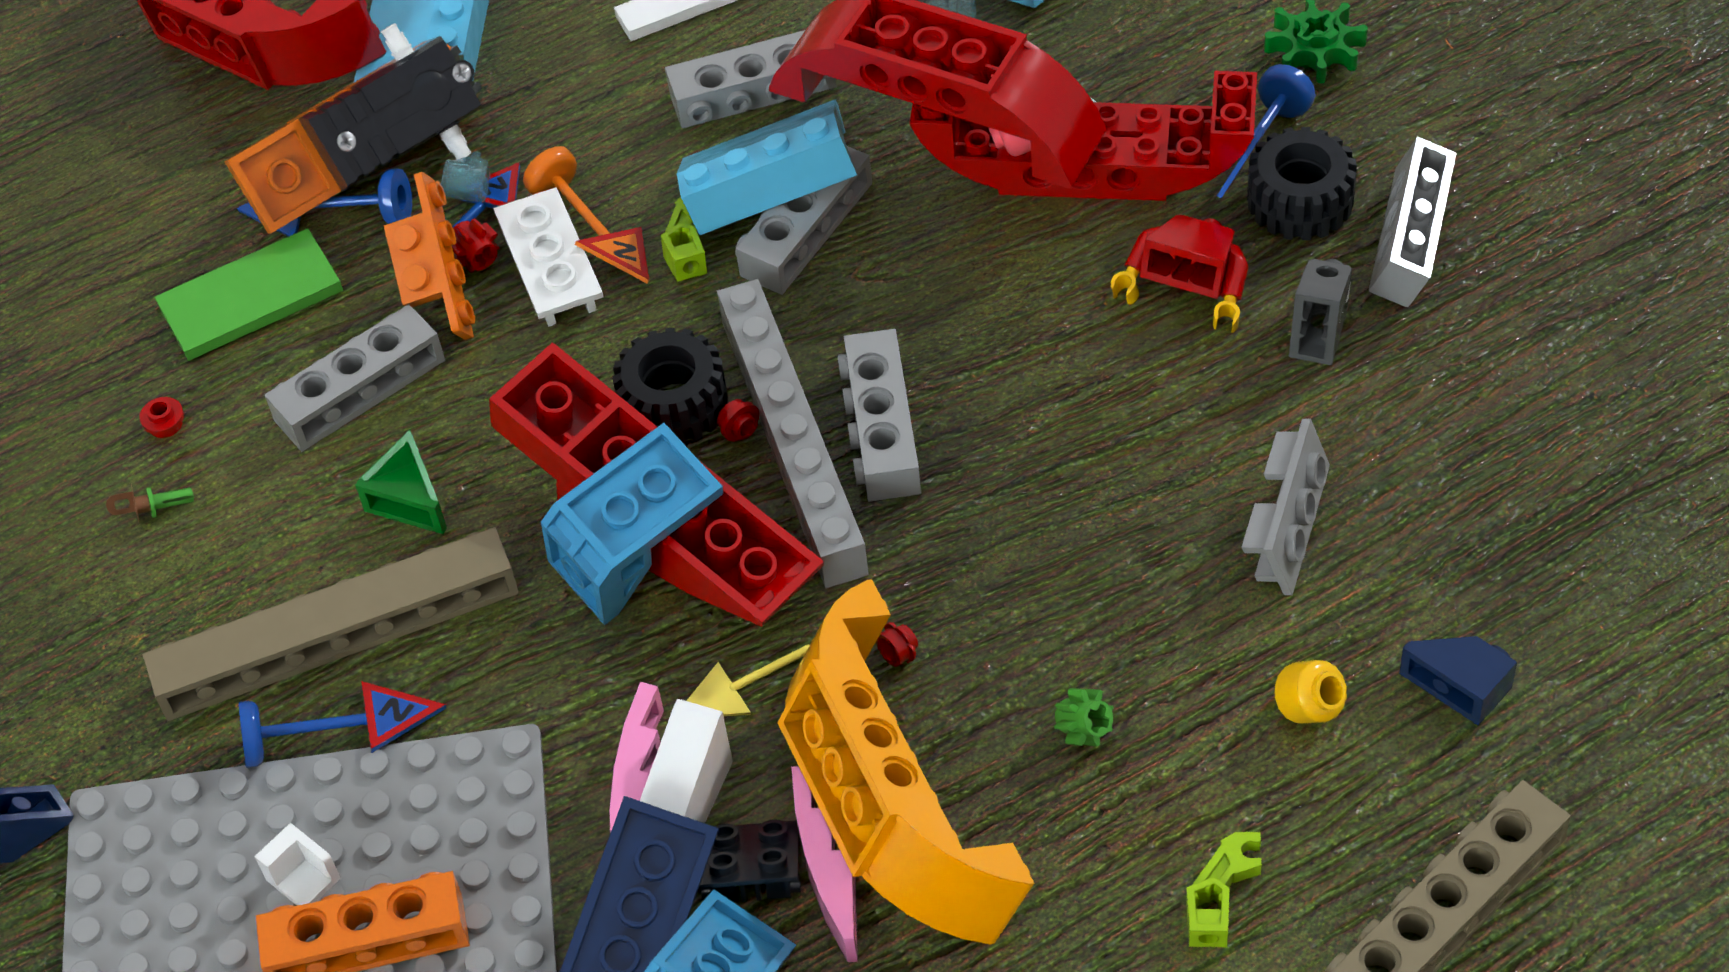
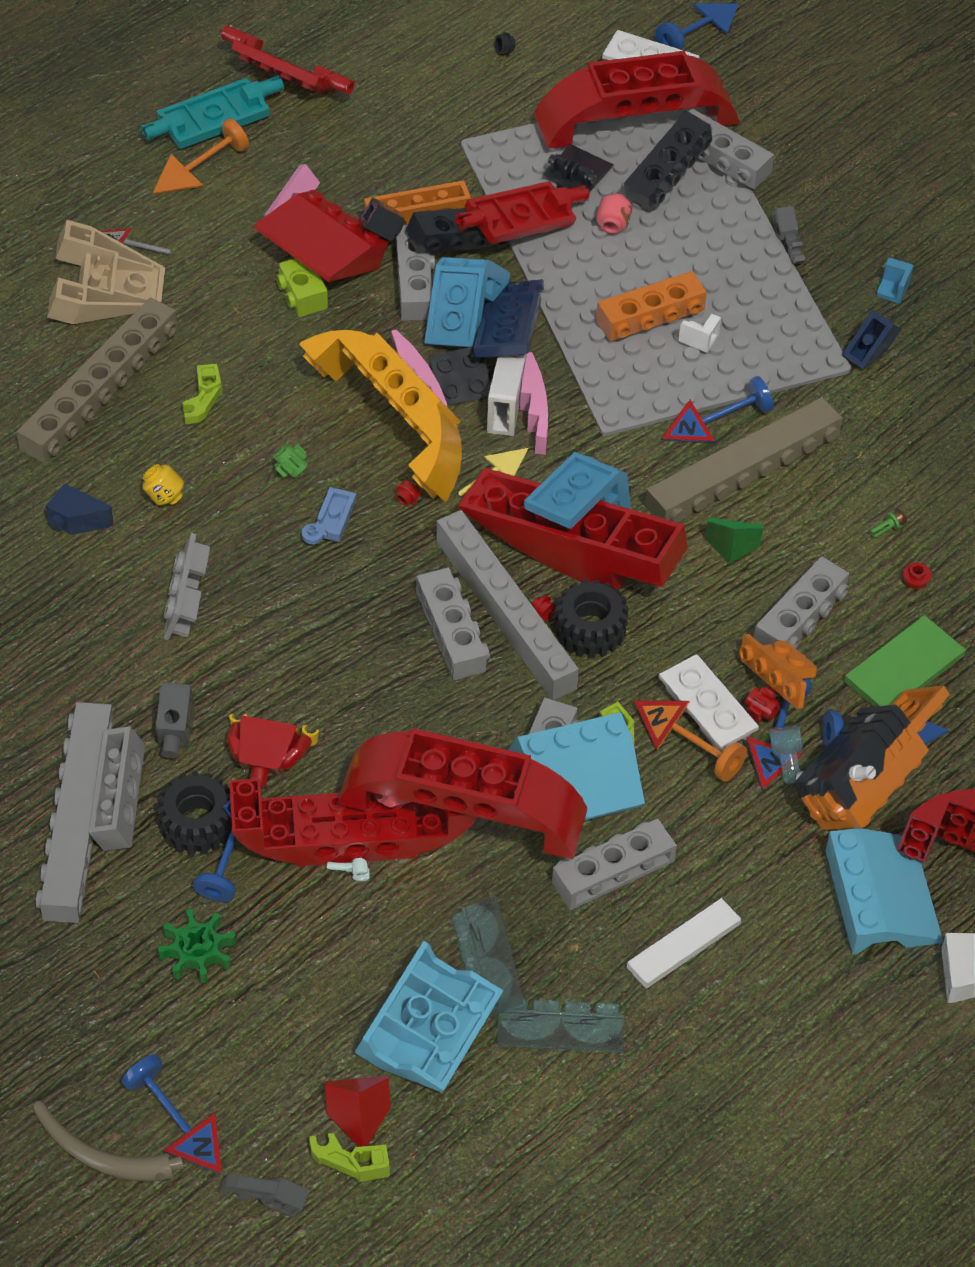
camera: 160 degrees right, 0 degrees up
(1030, 617) = (331, 518): none -> medium blue hinge
(1469, 219) = (71, 843): none -> light grey brick

